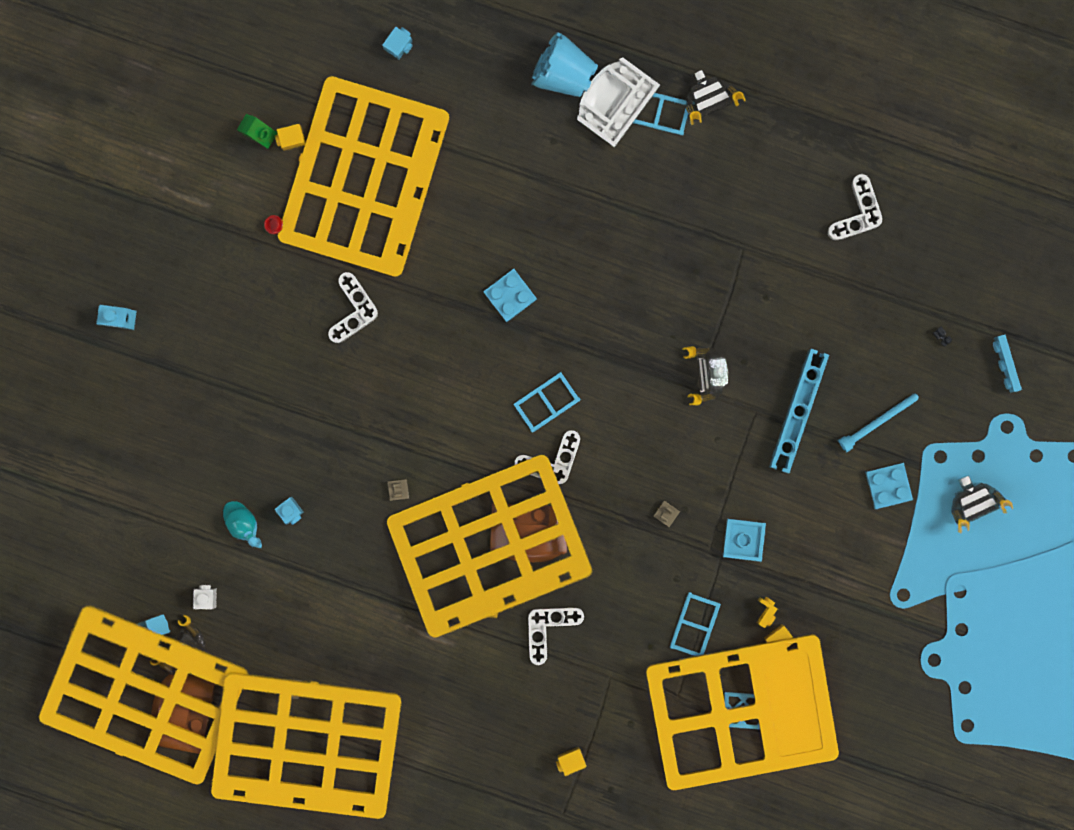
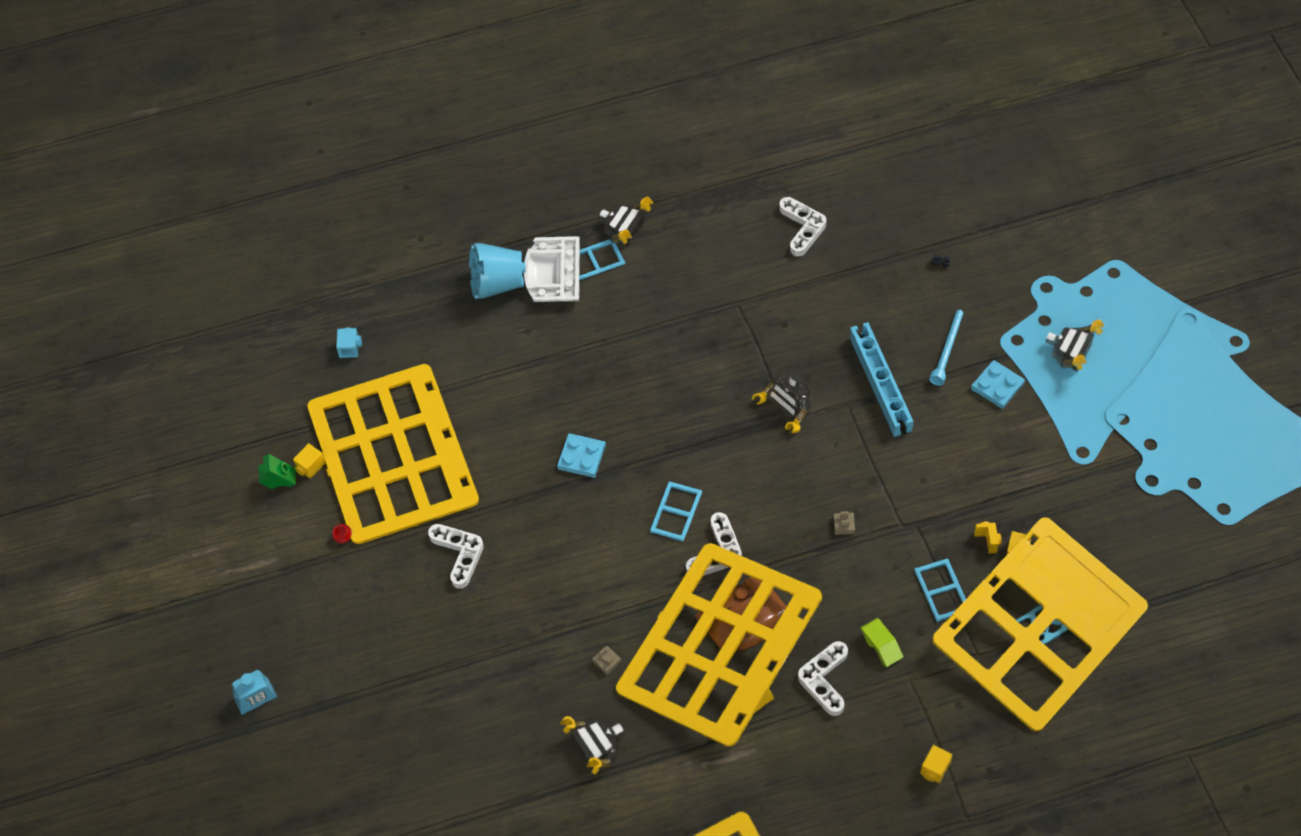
camera: 30 degrees left, 30 degrees down
(241, 523) = (490, 780): teal hair -> none
(289, 511) = (525, 739): medium azure brick -> none
(338, 553) = (594, 741): none -> torso
(612, 635) = (883, 641): none -> lime slope
(744, 540) = (923, 497): medium azure plate -> none
(1006, 363) = (1005, 244): medium azure plate -> none

